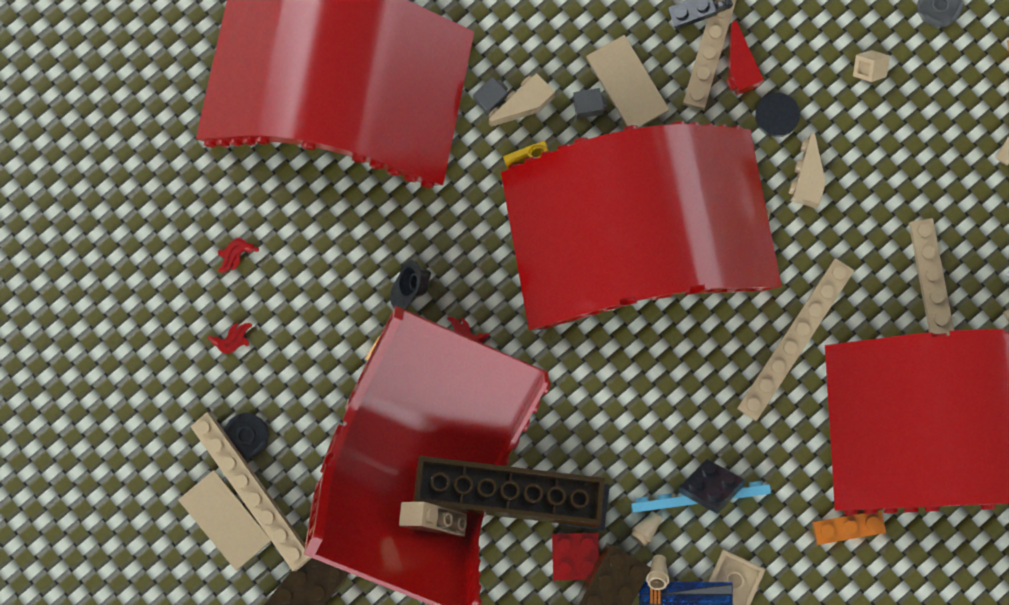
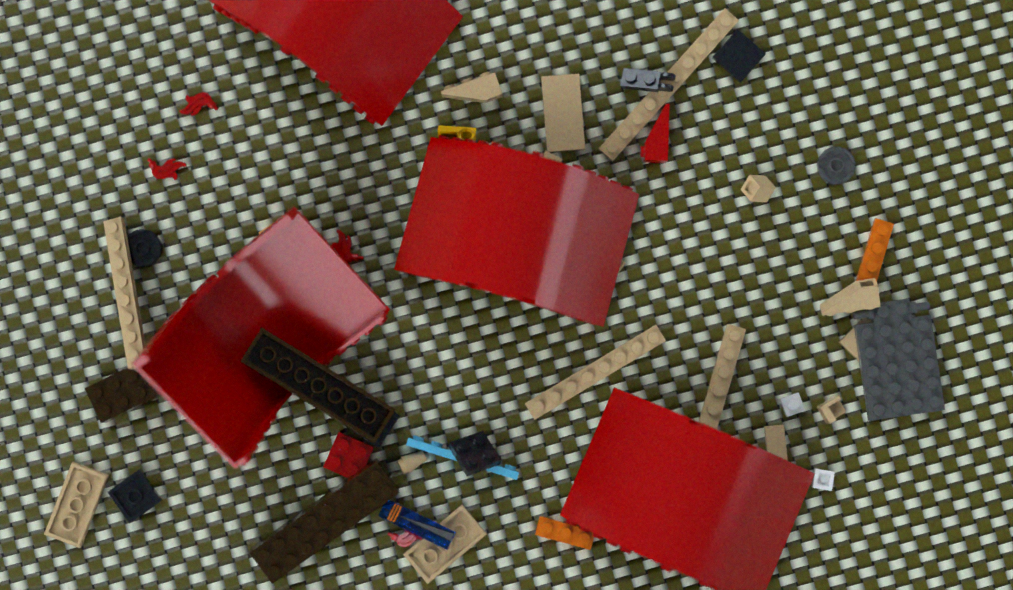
camera: 15 degrees right, 5 degrees up
(225, 520) = (96, 304): tan tile -> none
(410, 283) = (320, 191): black piece -> none
(432, 518) = (250, 379): tan slope -> none
(490, 95) = (452, 72): dark grey brick -> none
(589, 103) = (525, 114): dark grey brick -> none
(658, 575) = (402, 500): tan cone -> none
(777, 114) = (666, 192): black tile -> none
(810, 178) = (666, 255): tan slope -> none

